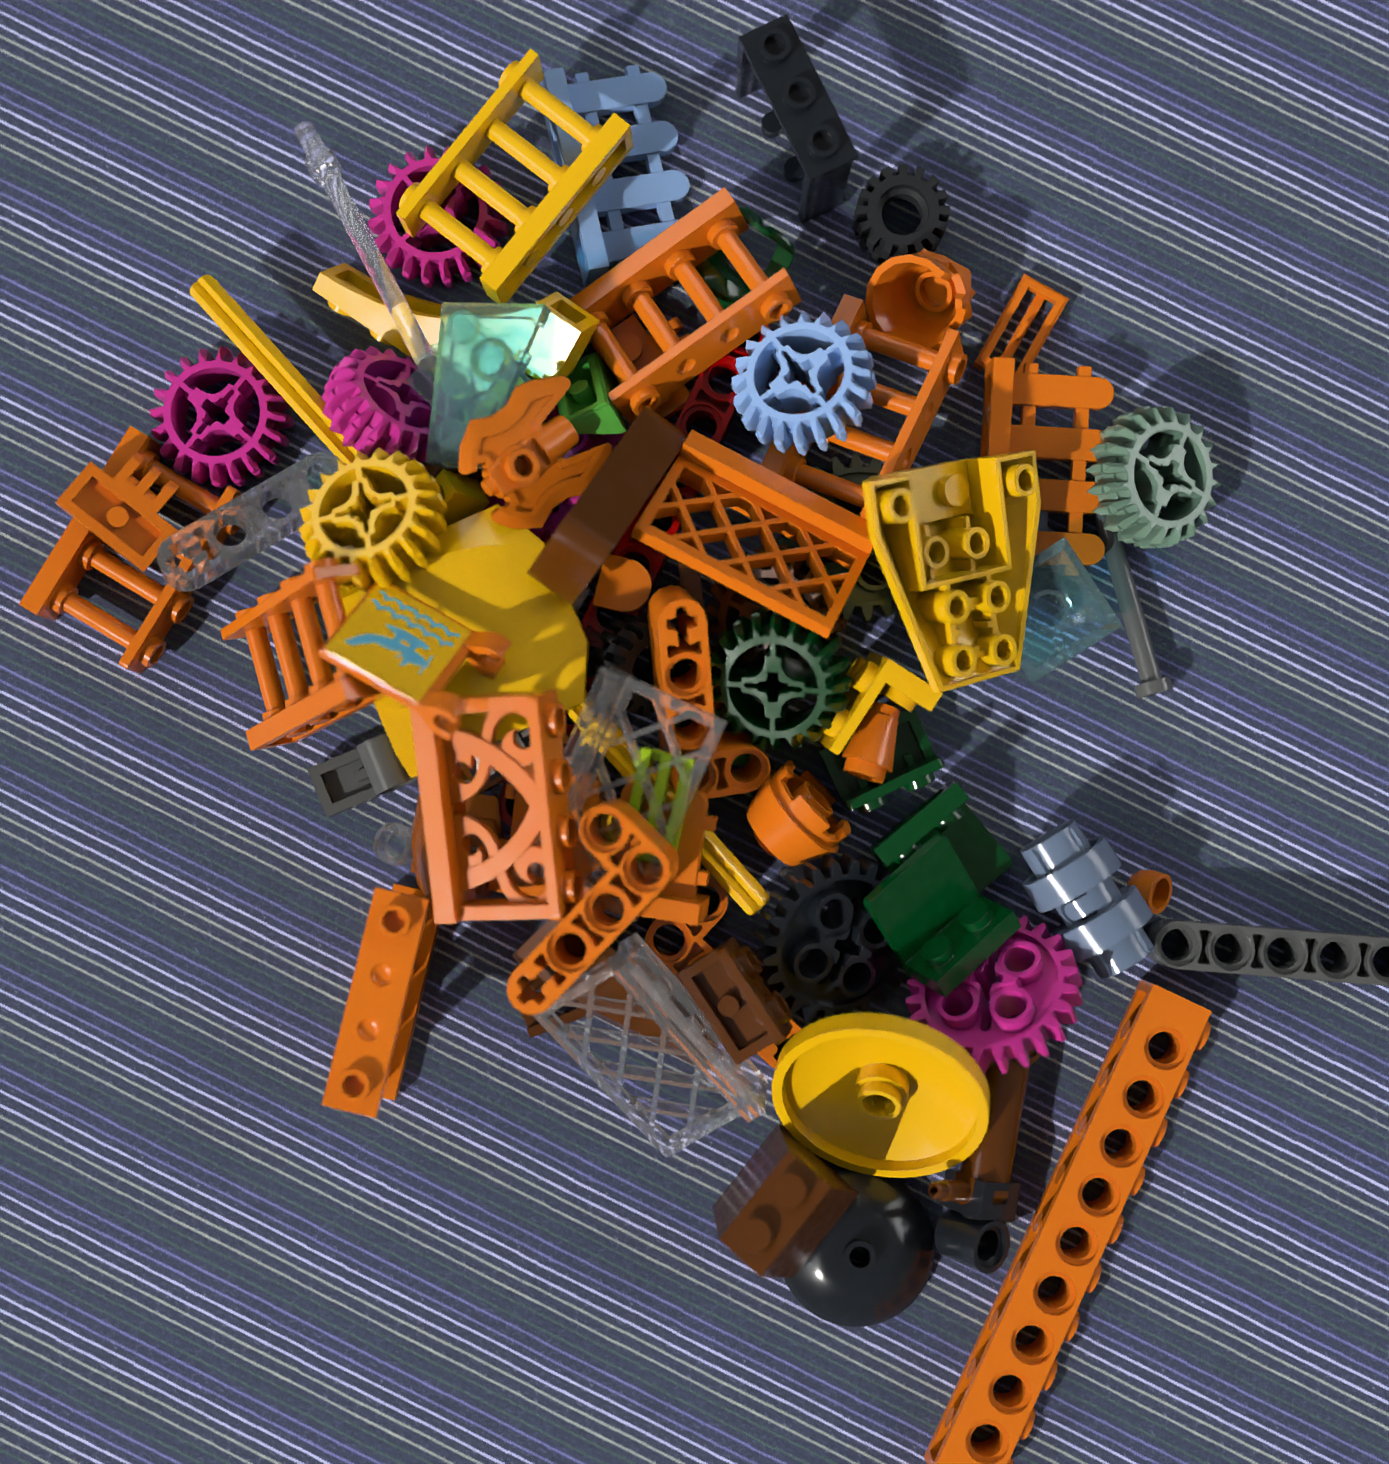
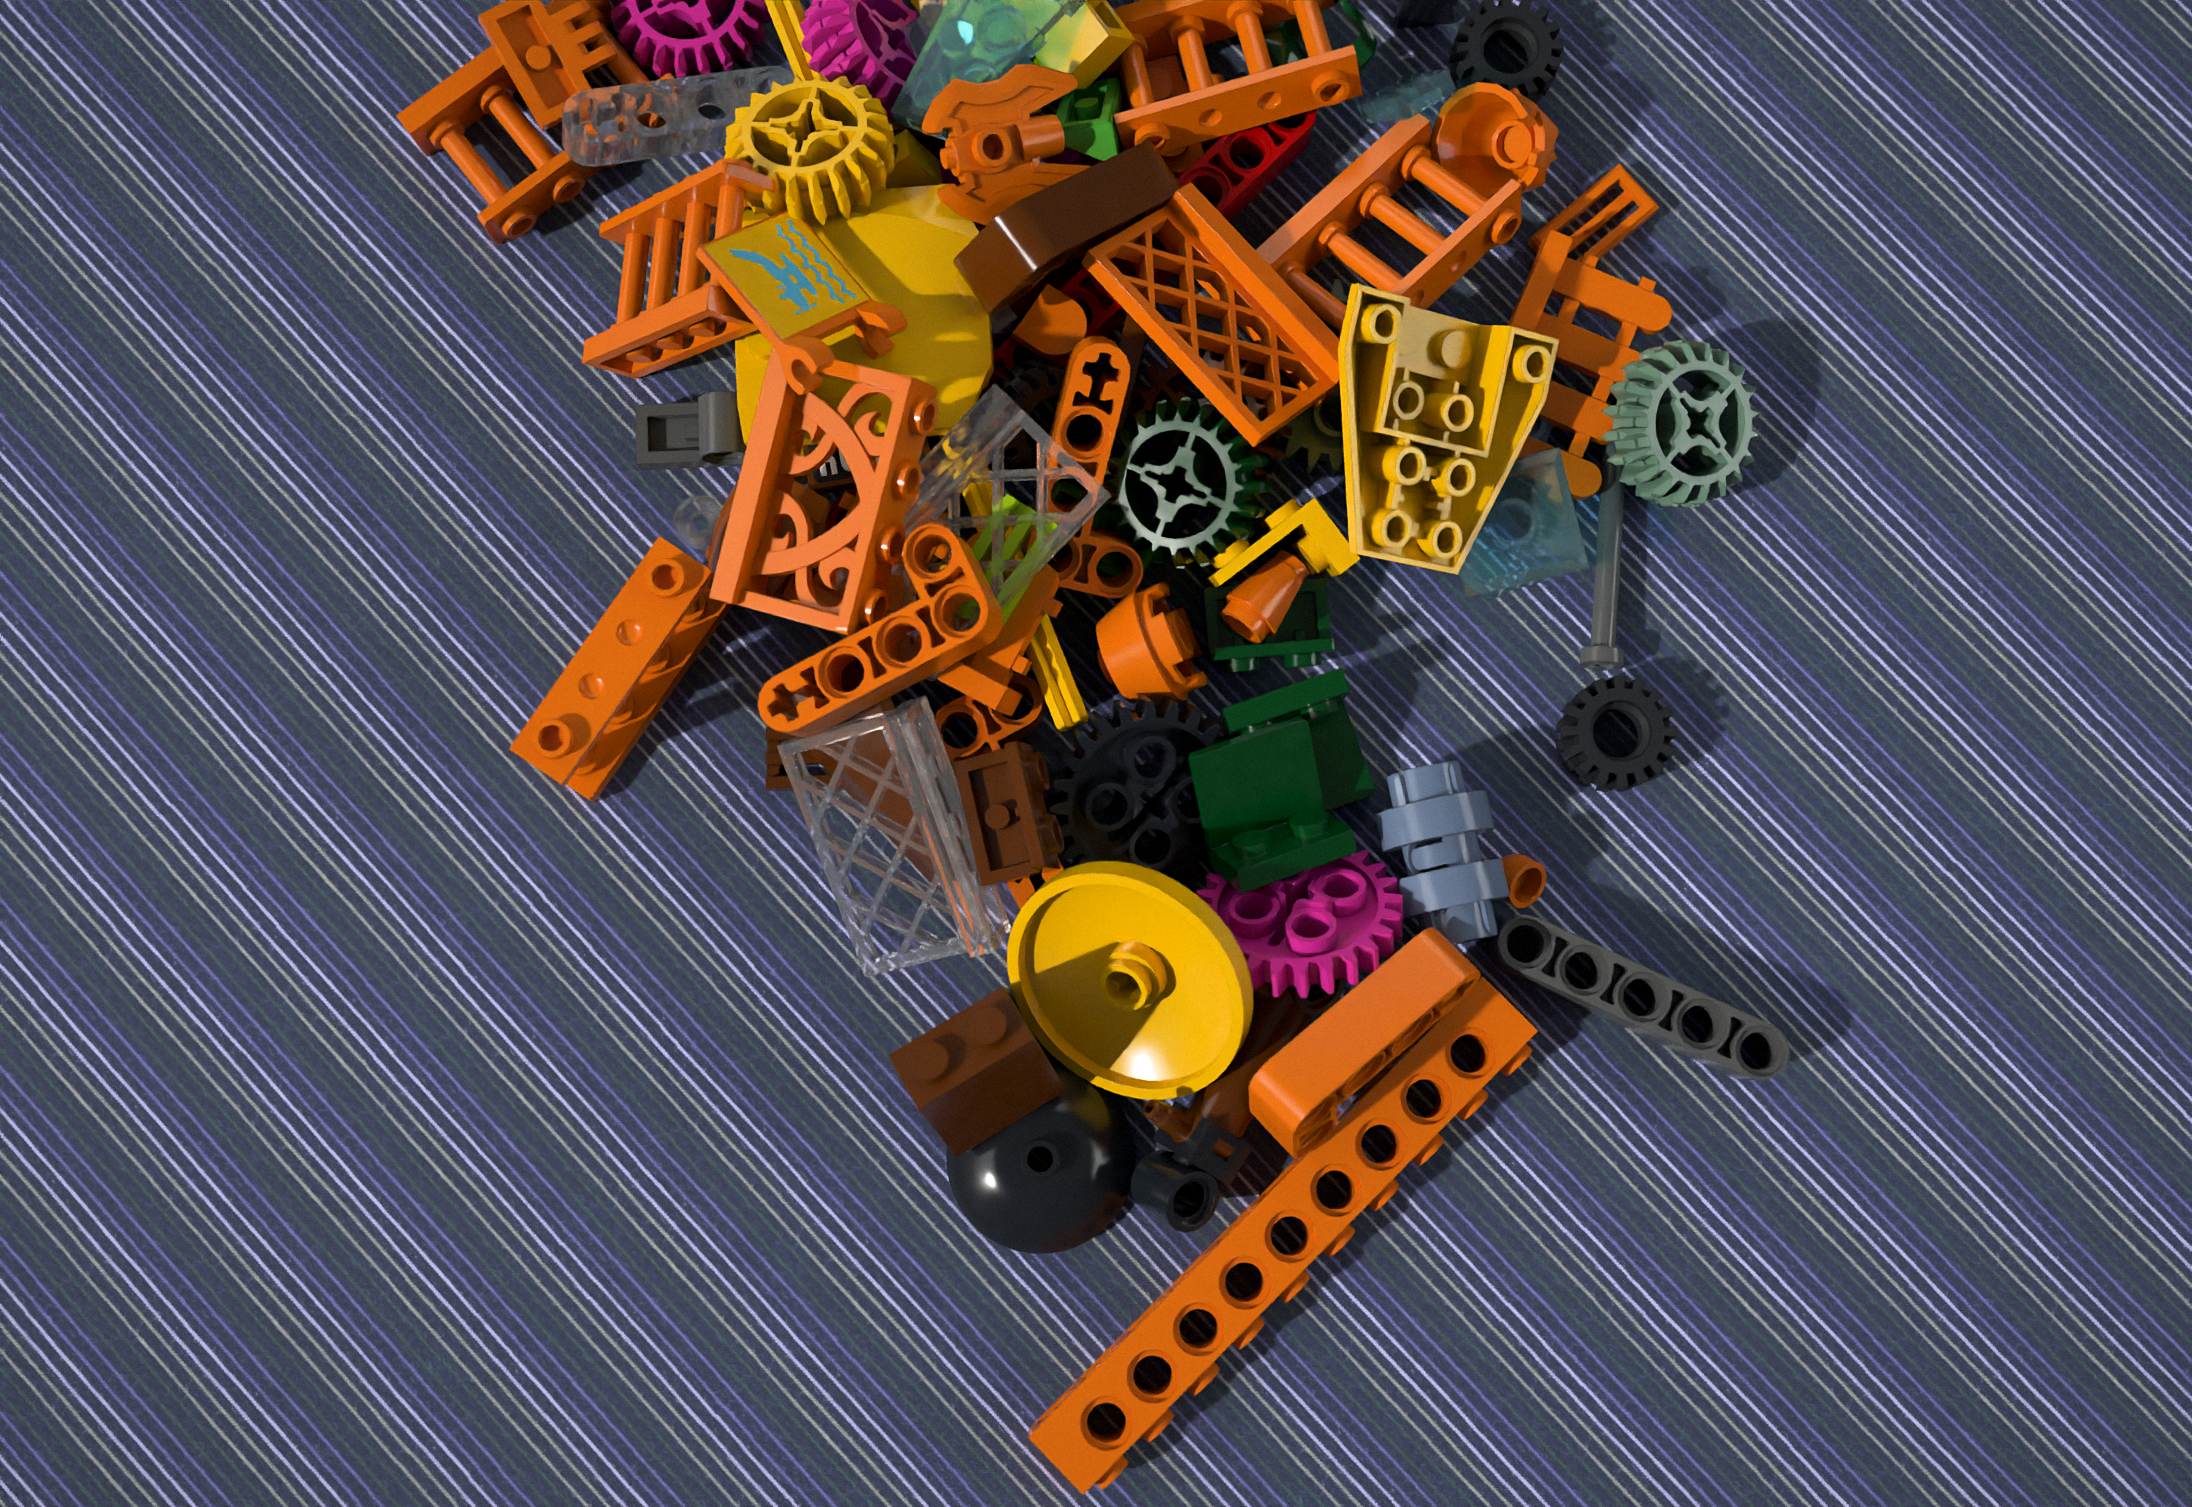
camera: 20 degrees right, 5 degrees down
(817, 356) = (1331, 178): light blue gear -> none
(830, 291) = (1406, 98): none -> clear light blue tile
(1081, 1076) = (1356, 1038): none -> orange beam
(1217, 745) = (1646, 713): none -> black tyre

